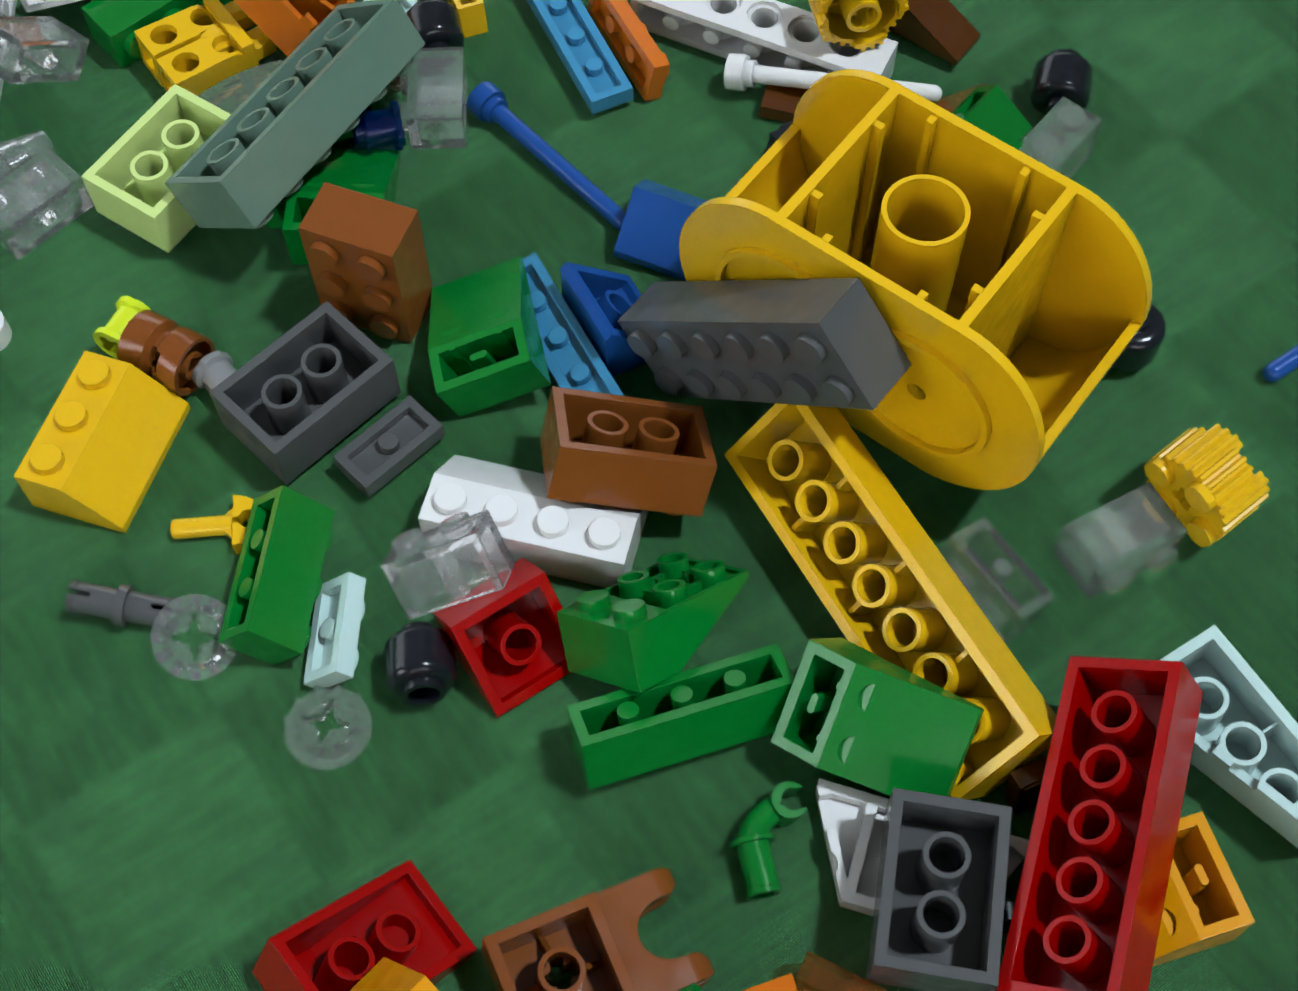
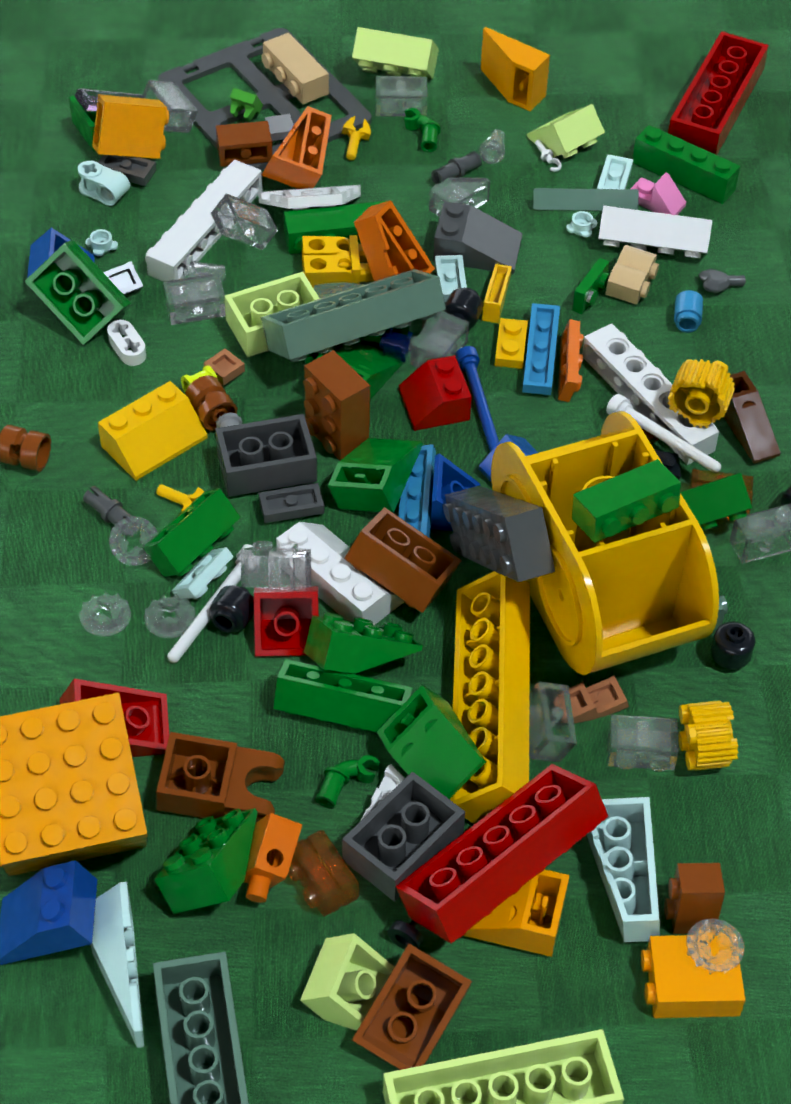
camera: 30 degrees right, 10 degrees down
(147, 282) = (226, 366): none -> nougat plate
(230, 803) = (102, 625): none -> clear gear
(381, 698) = (204, 616): none -> white piece
(483, 174) = (436, 394): none -> red slope
(528, 51) = (511, 343): none -> yellow plate
(976, 206) = (626, 500): none -> green brick
(1013, 509) = (597, 700): none -> nougat slope

